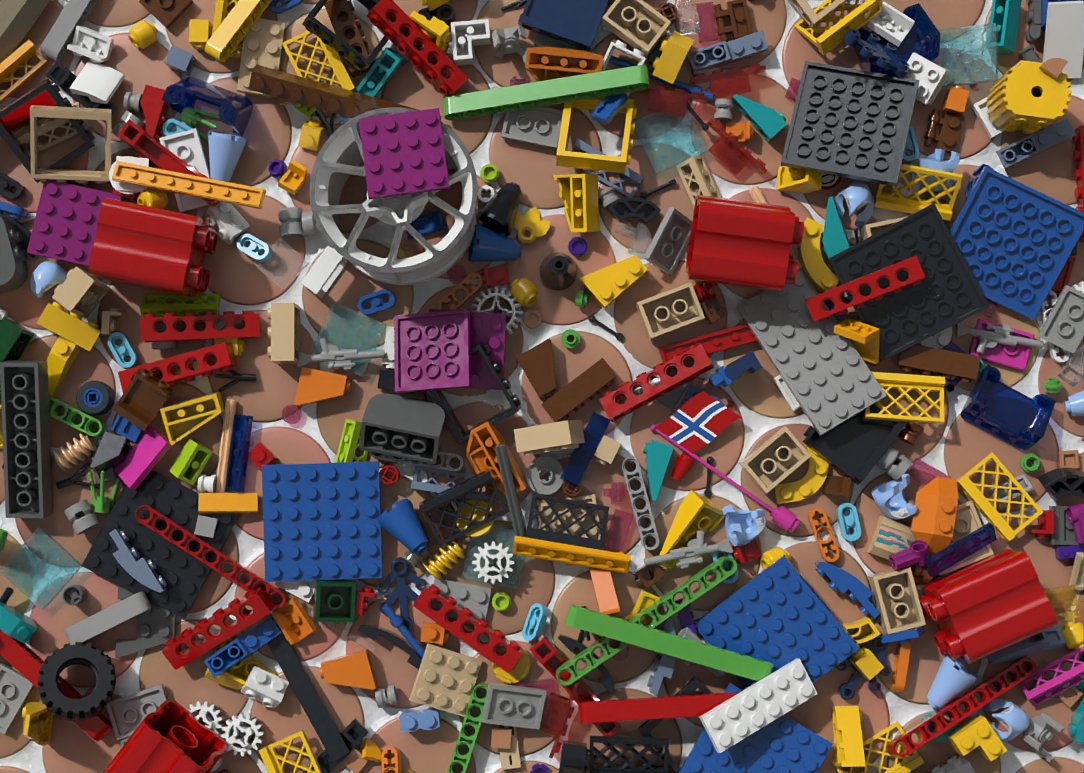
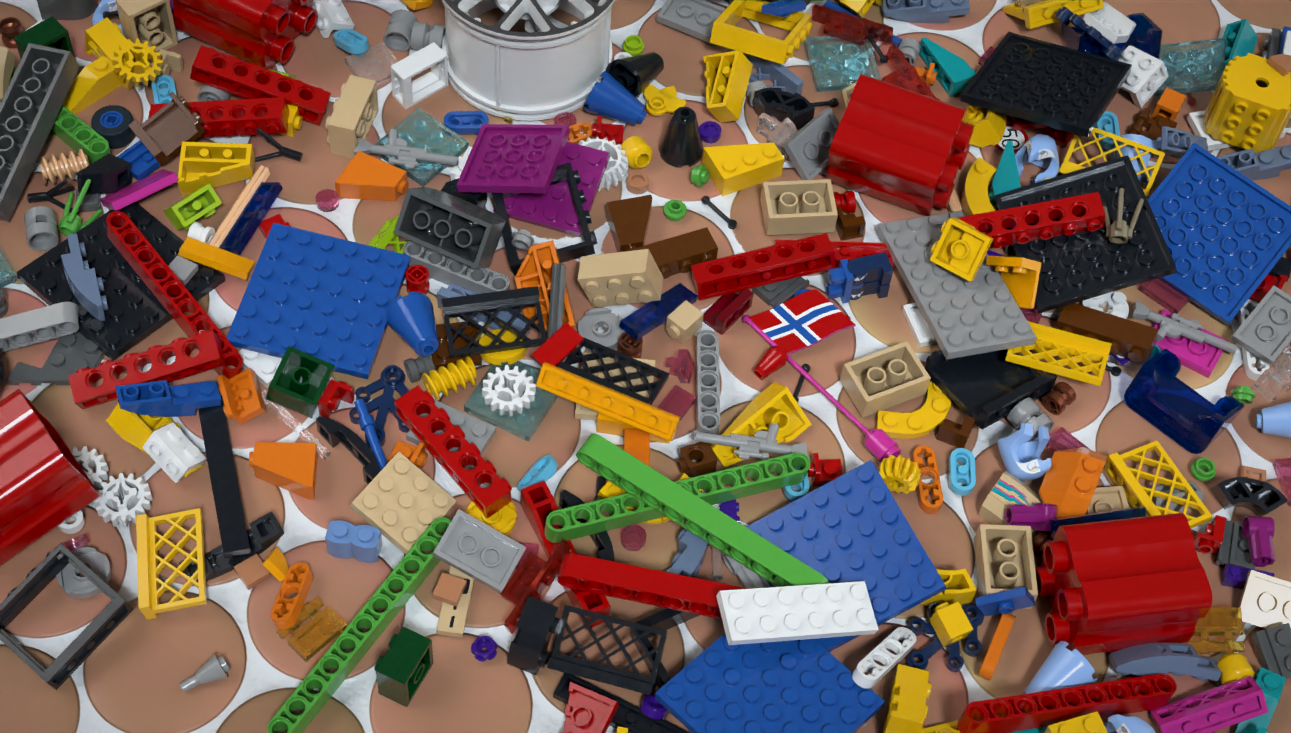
camera: 10 degrees right, 30 degrees down
(87, 347) = (137, 62): none -> yellow gear
(386, 696) = (321, 506): light grey wheel -> none
(462, 422) = (522, 239): none -> light grey plate
(501, 601) = (503, 445): lime plate -> none
(520, 517) = (558, 346): none -> red tile
(636, 426) = (728, 310): none -> dark red panel
(656, 463) = (742, 347): teal slope -> none
(728, 83) = (921, 27): clear red bracket -> none
(743, 525) = (828, 439): light blue piece -> none
(803, 544) = (900, 474): none -> yellow gear
(812, 334) = (960, 248): none -> yellow plate
(822, 703) = (882, 655): none -> white beam
(842, 581) = (941, 531): blue slope -> none
(938, 283) = (1119, 231): none -> dark tan plant
(972, 152) = (1177, 142): none -> sand blue slope

